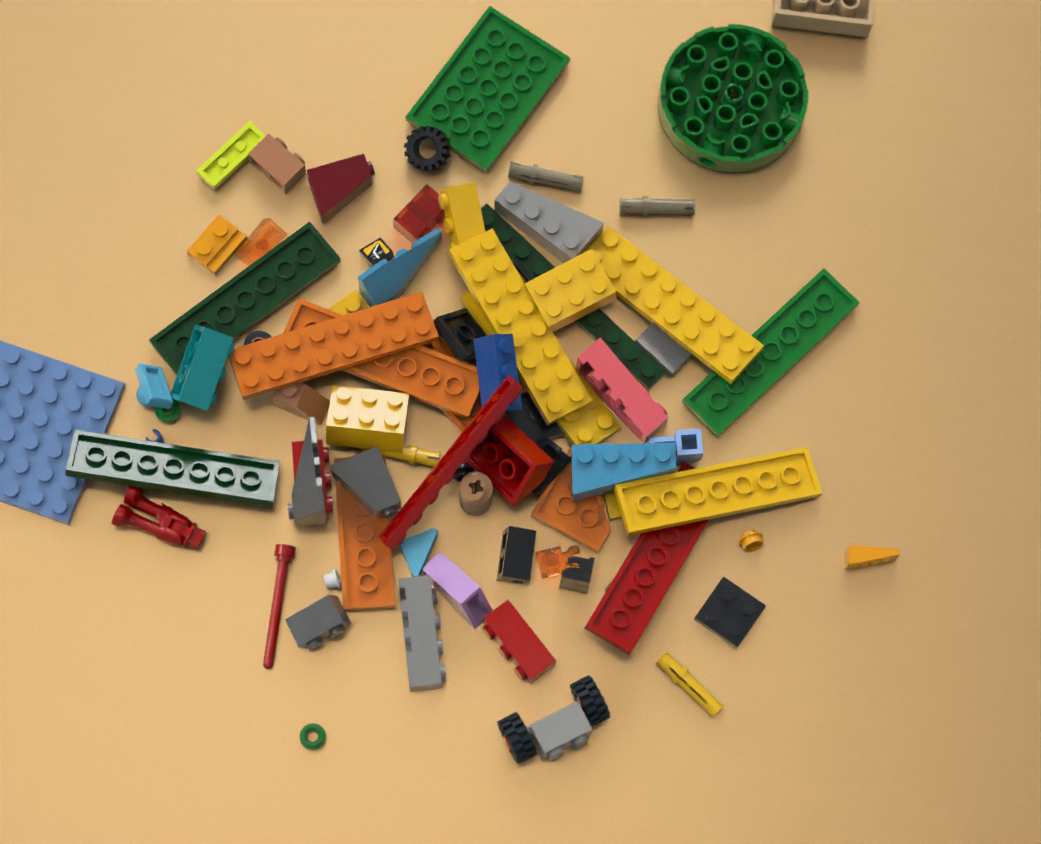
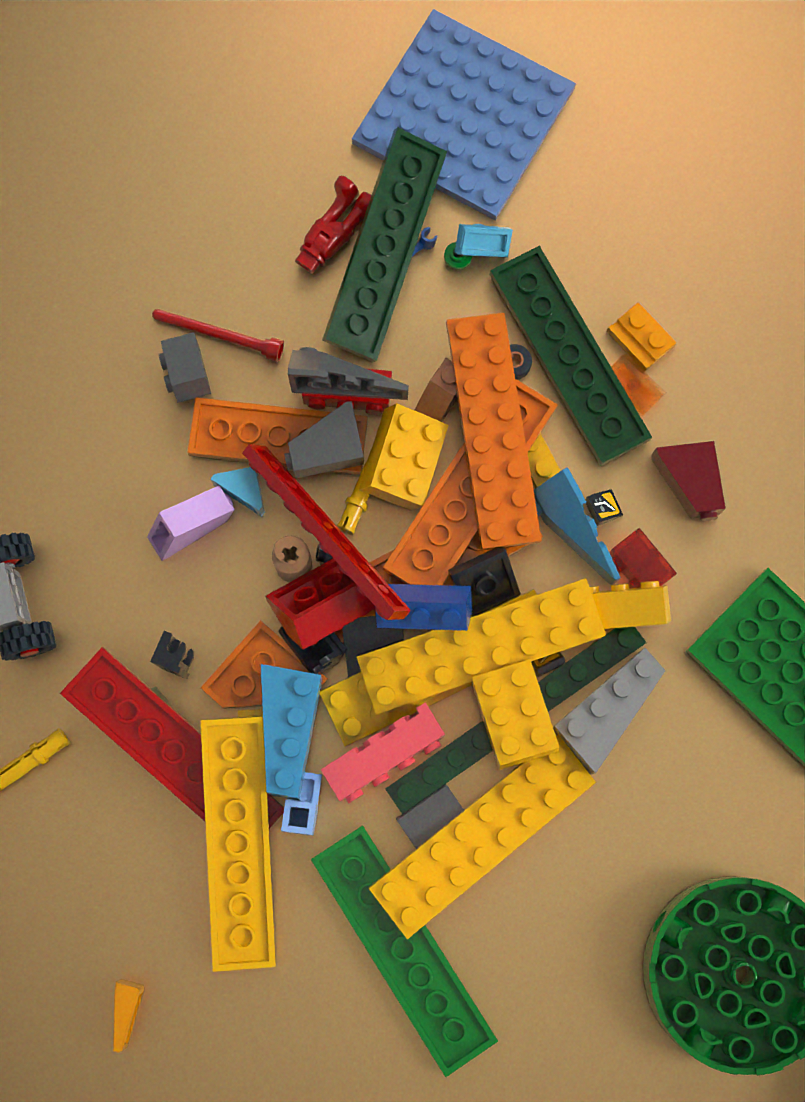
camera: 105 degrees right, 5 degrees up
(202, 367) = (490, 287): teal brick -> none
(230, 156) = (745, 367): neon yellow plate -> none
(277, 163) = (728, 414): nougat brick -> none
(312, 728) = (64, 339): green plate -> none
(333, 580) = (232, 392): white piece -> none
(414, 142) = (723, 569): black tyre -> none
(420, 633) = (148, 473): light grey wedge -> none
(516, 555) = (216, 595): black hinge -> none
(518, 642) = (116, 578): red brick -> none
(545, 176) = (672, 713): dark tan pin -> none
(554, 561) = (202, 636): clear orange plate -> none
(657, 206) = (612, 847): dark tan pin -> none
(729, 612) = (99, 828): black plate -> none
(751, 540) = (177, 871): light orange plate -> none

